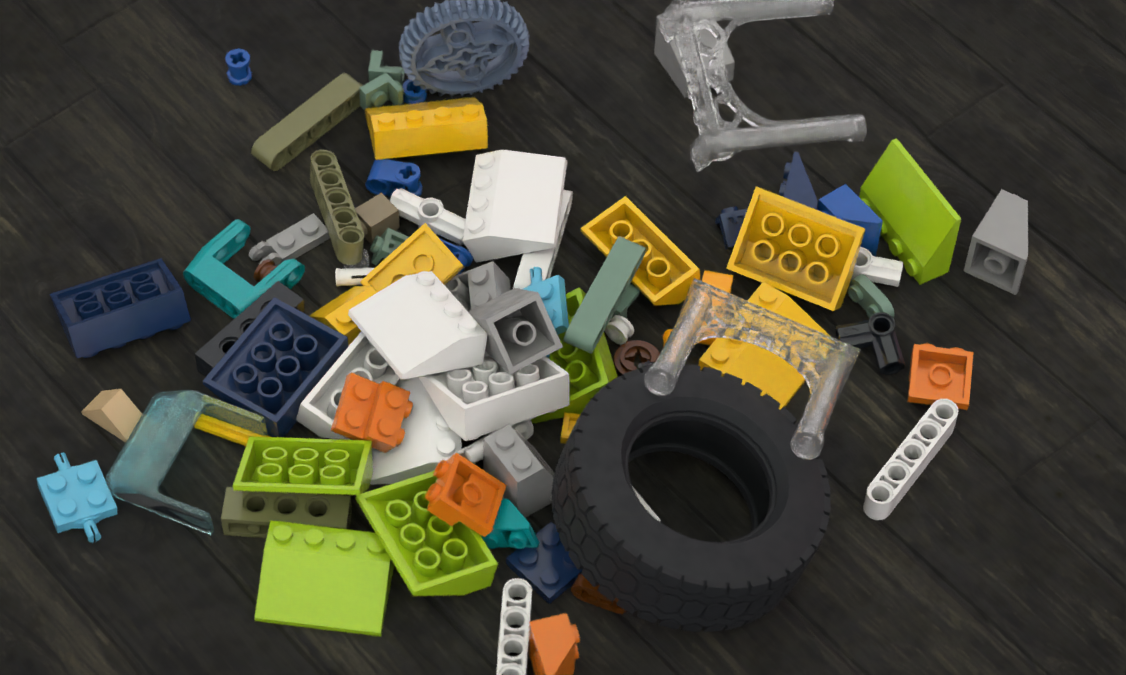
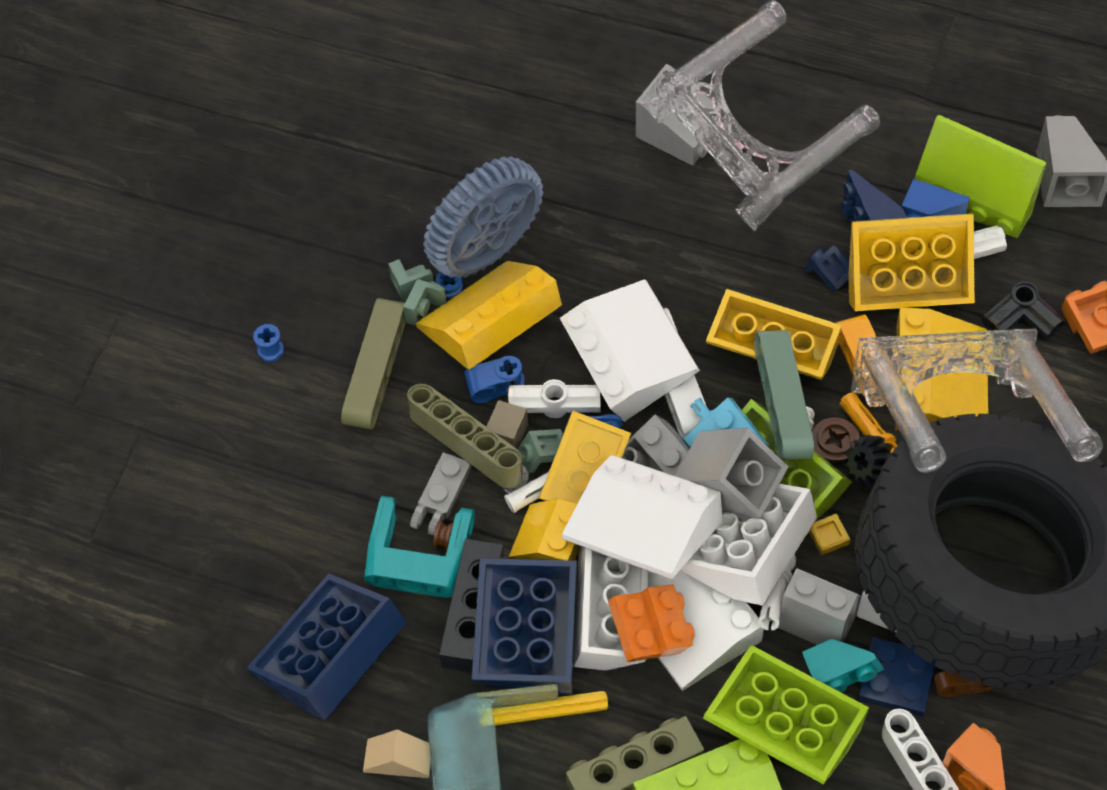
camera: 25 degrees left, 5 degrees up
(305, 466) = (631, 713): lime slope -> none
(465, 494) = (799, 658): orange plate -> none
(869, 296) = (995, 274): sand green plate -> none

